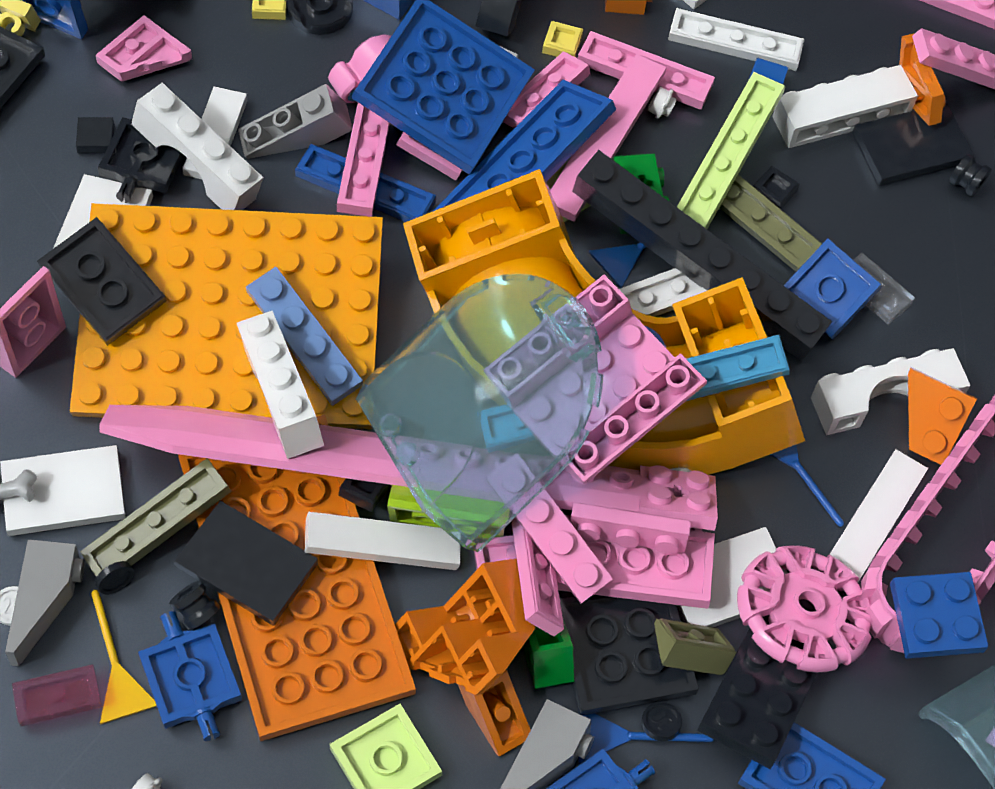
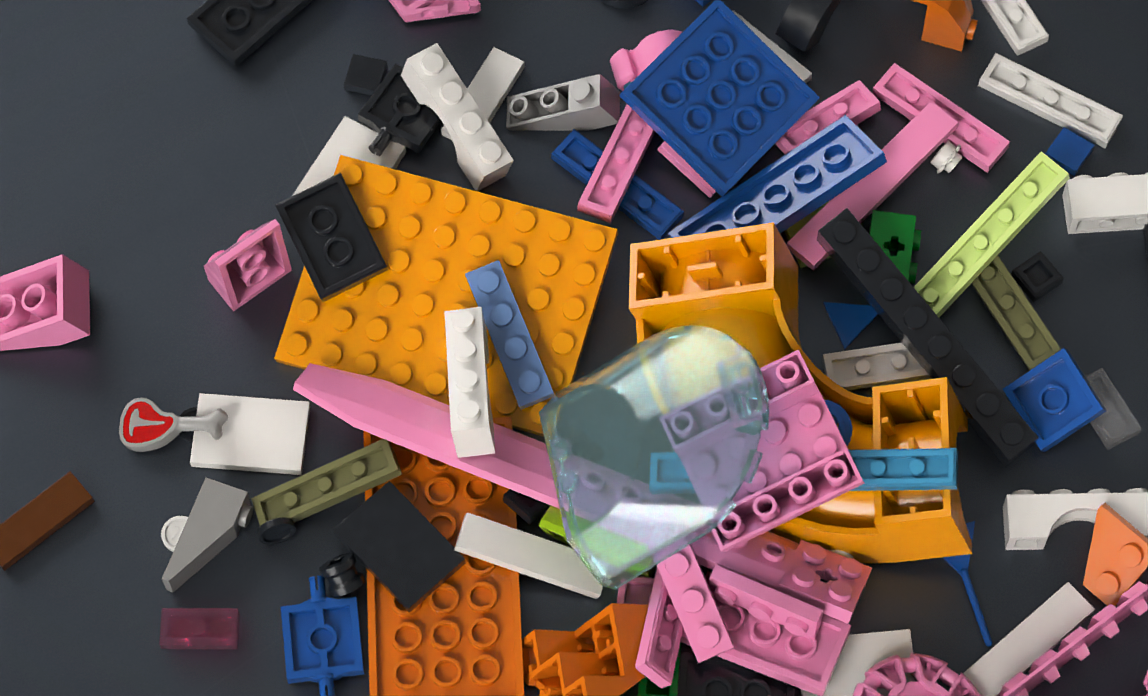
camera: 25 degrees right, 5 degrees up
(123, 693) = (260, 642): yellow piece -> none
(562, 38) = (865, 65): light yellow tile -> none

